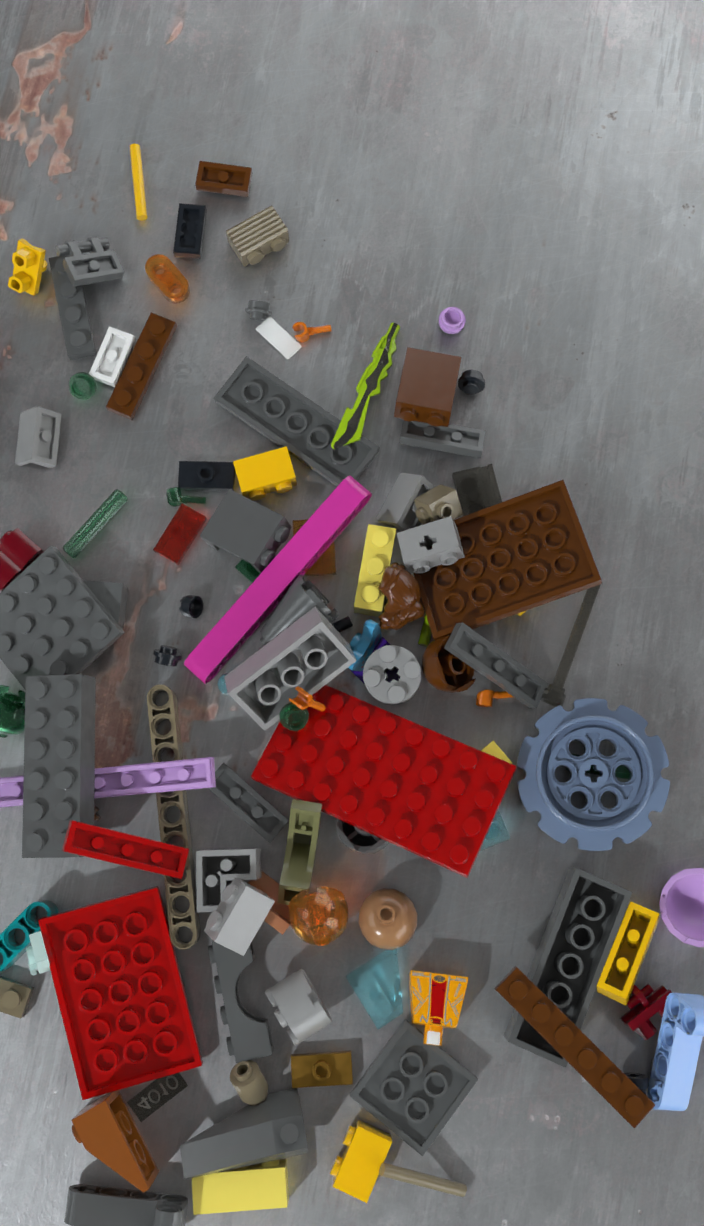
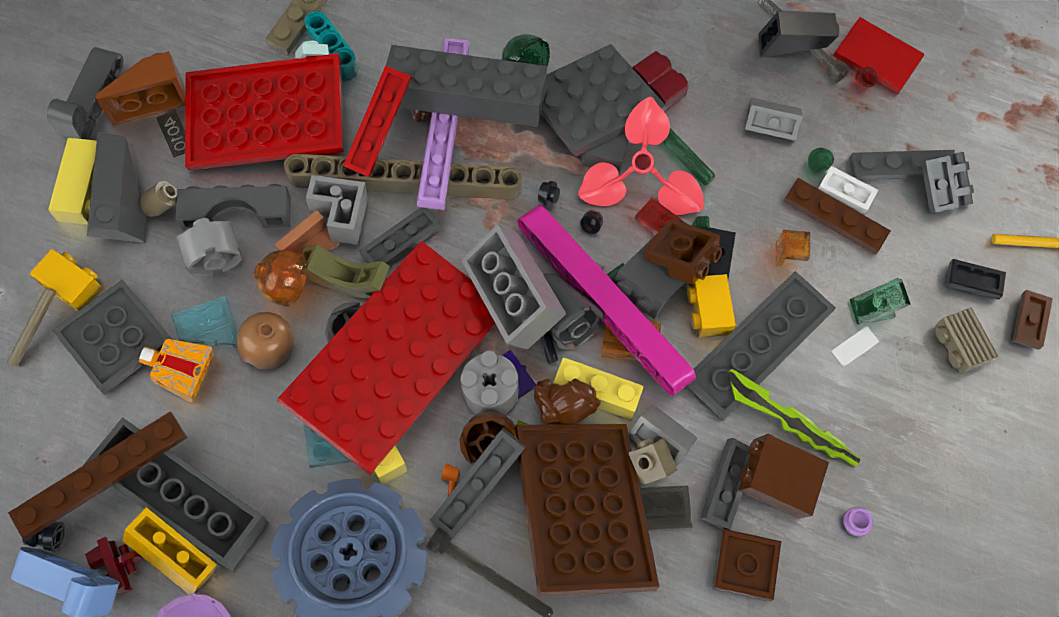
camera: 95 degrees right, 10 degrees down
(28, 268) = (946, 128): yellow hips -> none
(80, 561) = (644, 125): none -> coral plant
(168, 280) = (923, 251): clear orange plate -> none
(189, 402) = (792, 246): none -> clear orange panel
(219, 503) = (684, 250): none -> reddish brown plate
(233, 315) = (880, 302): none -> clear green slope
(238, 916) = (298, 204): light grey brick -> none
(258, 310) = (885, 329): dark grey plate -> none
(293, 717) = (466, 283): clear green plate -> none
(305, 700) = (478, 290): orange hand -> none
(309, 331) = (858, 374): orange hand -> none
(321, 1069) = (152, 263): pearl gold plate -> none
(364, 644) = (525, 363): dark azure piece -> none
(439, 534) = (611, 441): light grey brick -> none
(471, 382) = (785, 526): black plate -> none
(513, 412) = (747, 565): none -> reddish brown plate

